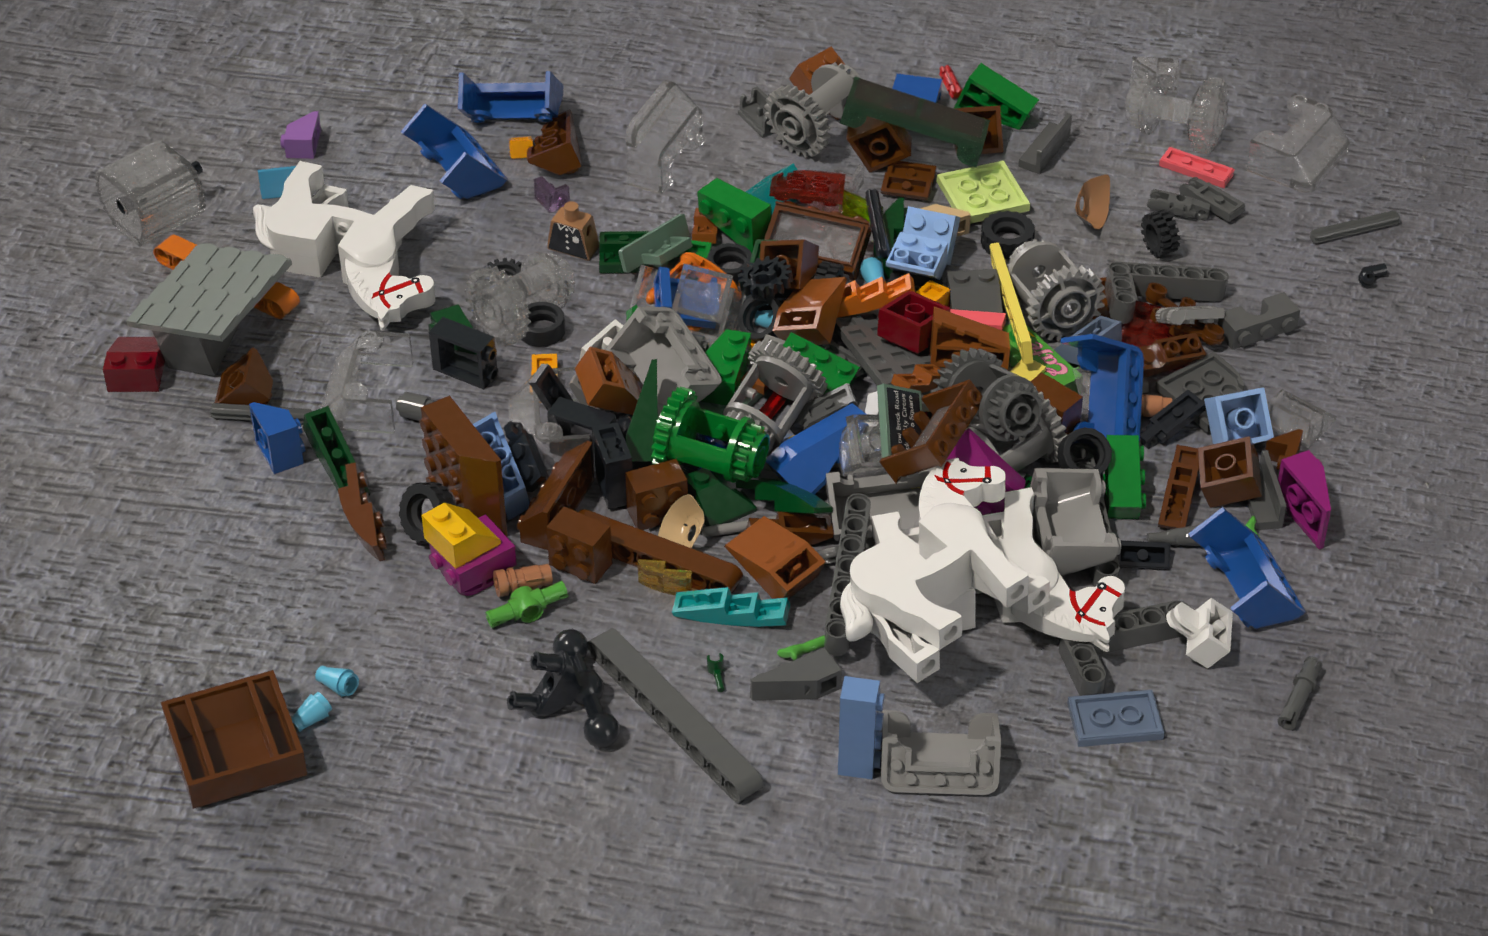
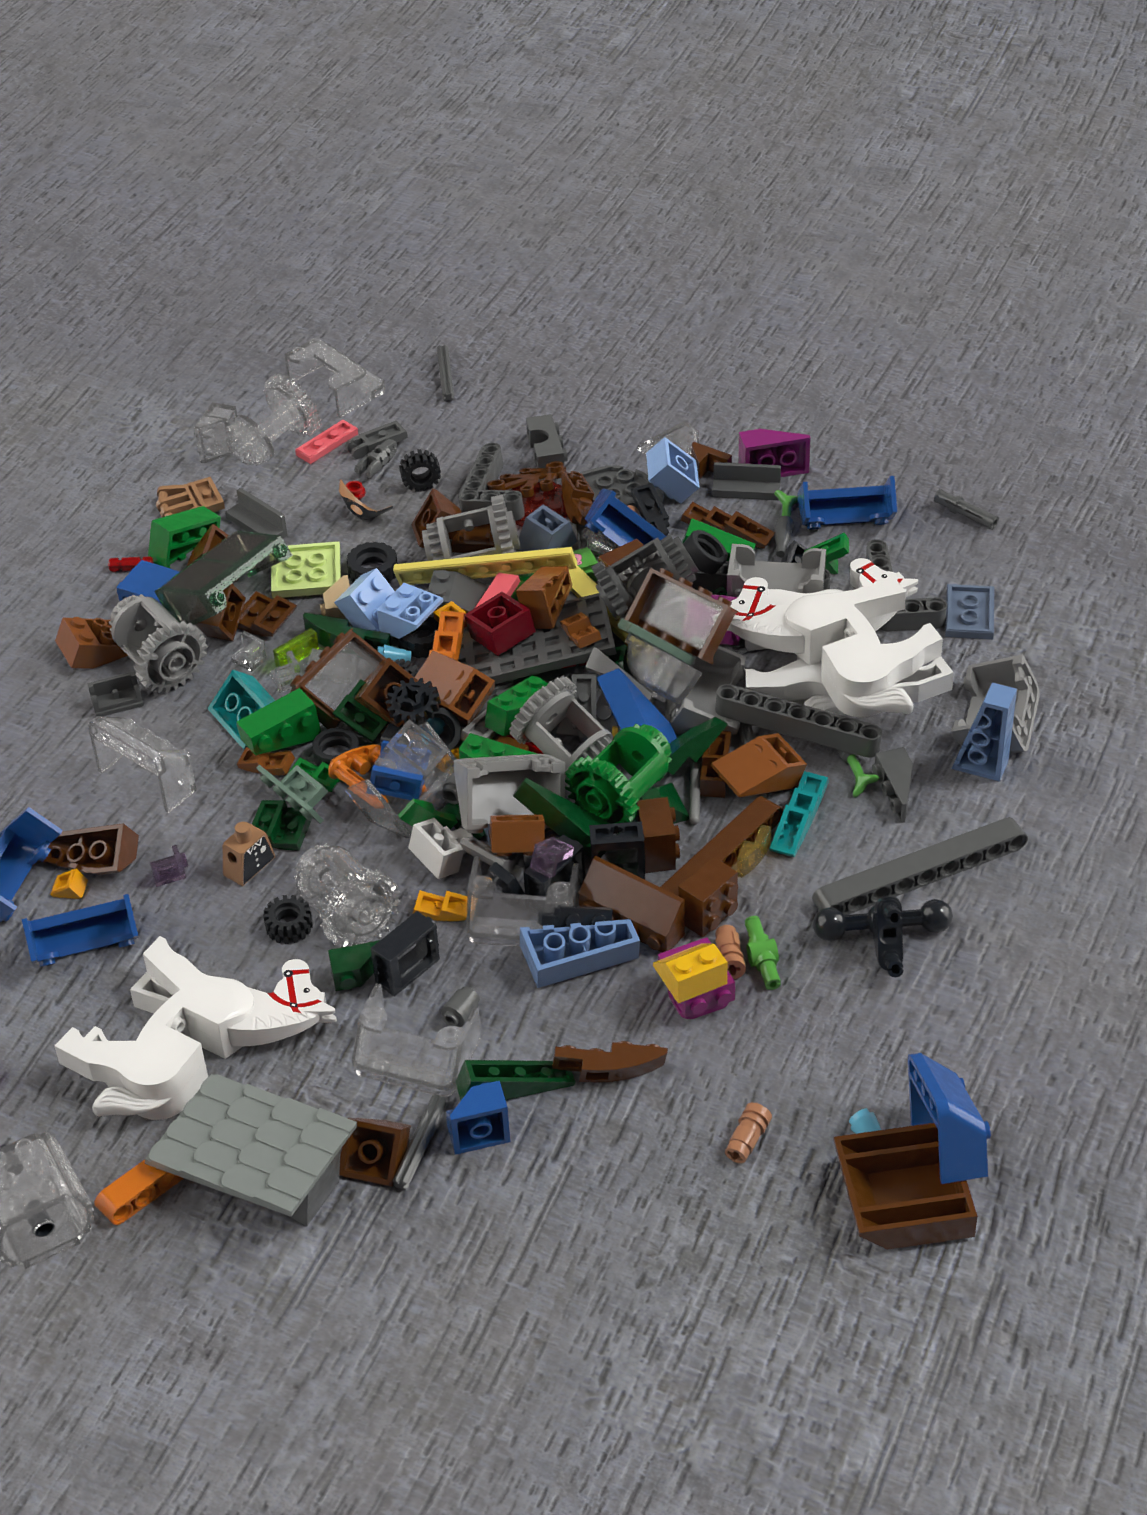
camera: 75 degrees left, 0 degrees up
(133, 365) = (295, 1248): dark red slope -> none
(273, 180) = (39, 1092): dark azure slope -> none
(289, 623) = (746, 1135): none -> nougat axle
(293, 721) = (942, 1099): none -> blue windscreen
(339, 680) = (830, 1104): medium azure cone -> none
(412, 503) = (654, 1007): black tyre -> none
(462, 461) = (604, 953): reddish brown slope -> none
(576, 403) = (548, 854): none -> clear purple bracket
(682, 512) = (693, 839): tan piece -> none
(716, 668) = (864, 837): dark green hand -> none
(809, 187) = (279, 660): clear red plate -> none
(877, 223) = (333, 630): black axle -> none
(1062, 100) = (184, 497): none -> medium nougat plate
(1090, 254) = (434, 507): none -> reddish brown slope
(1121, 200) = (356, 489): none -> red plate
(1153, 575) = (835, 549): none -> green slope
(1188, 314) = (541, 468): light grey hinge -> none
(1206, 630) = (903, 537): white brick -> none
(1229, 472) = (730, 487): reddish brown brick -> none
(1368, 274) = (504, 377): black arm -> none

